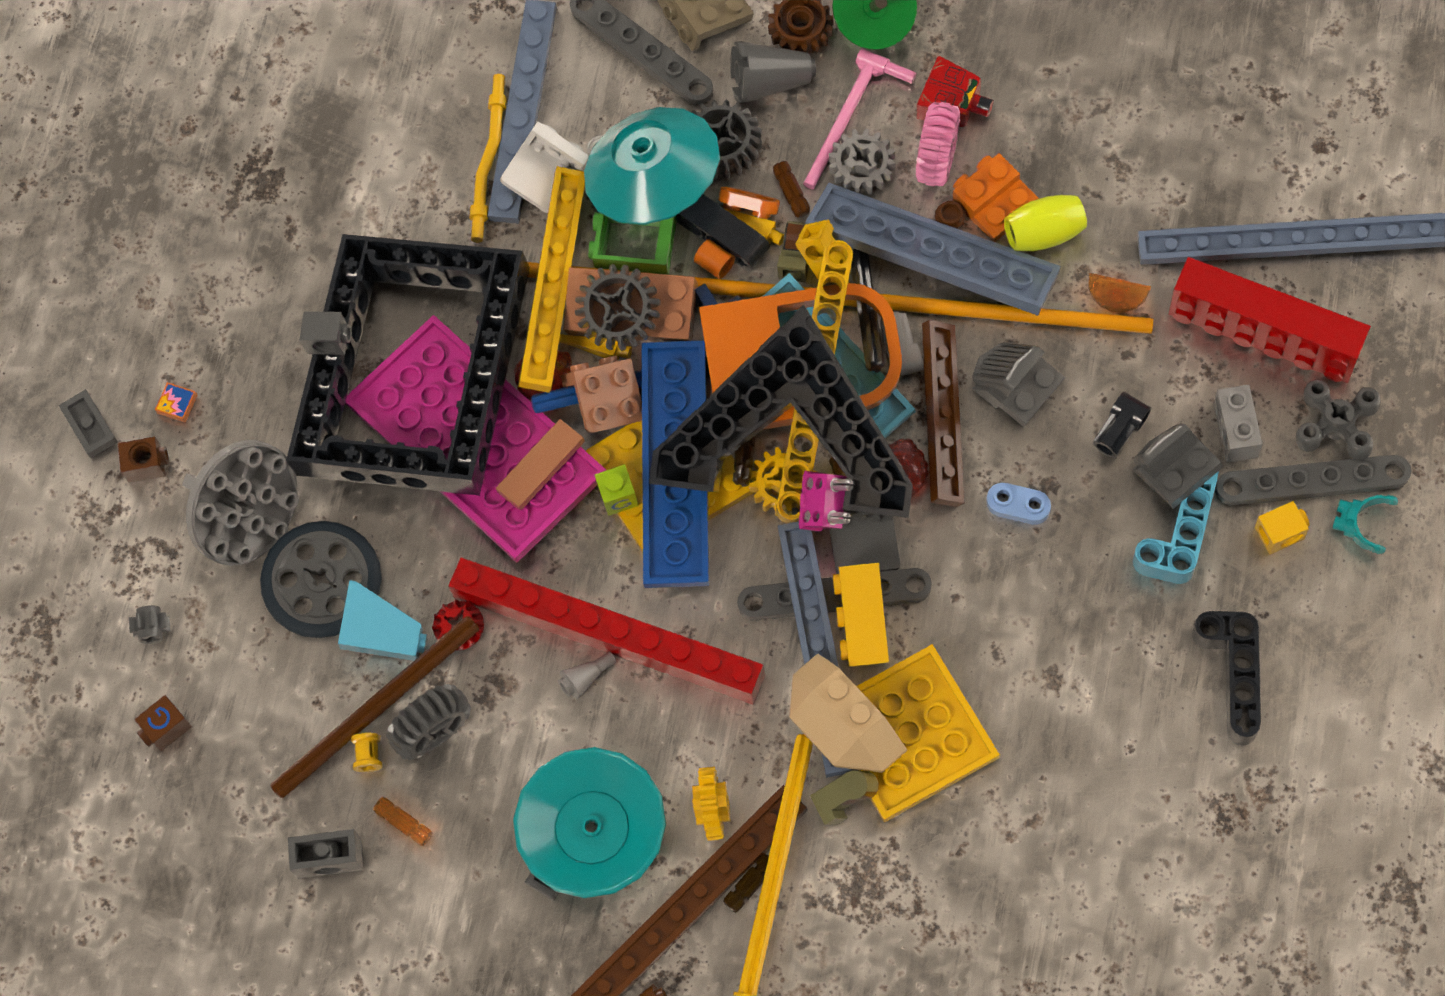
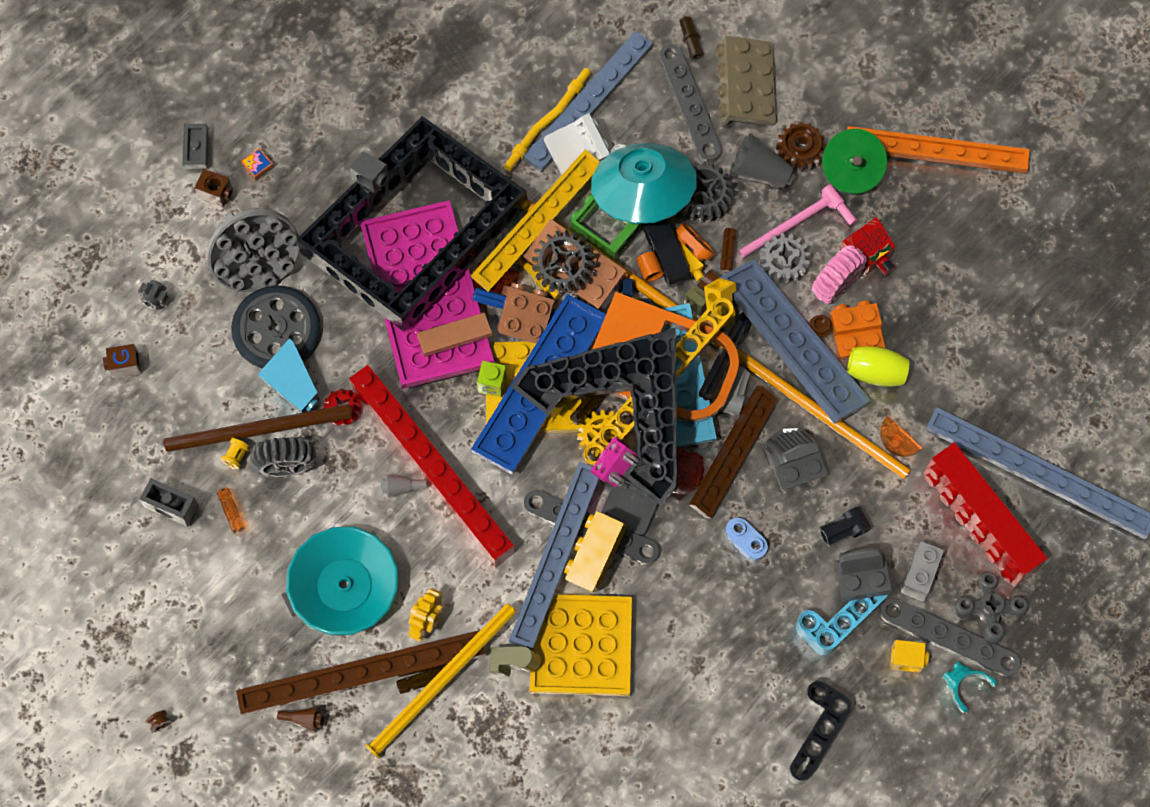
camera: 20 degrees right, 0 degrees up
(841, 719) = (539, 610): tan wedge -> none

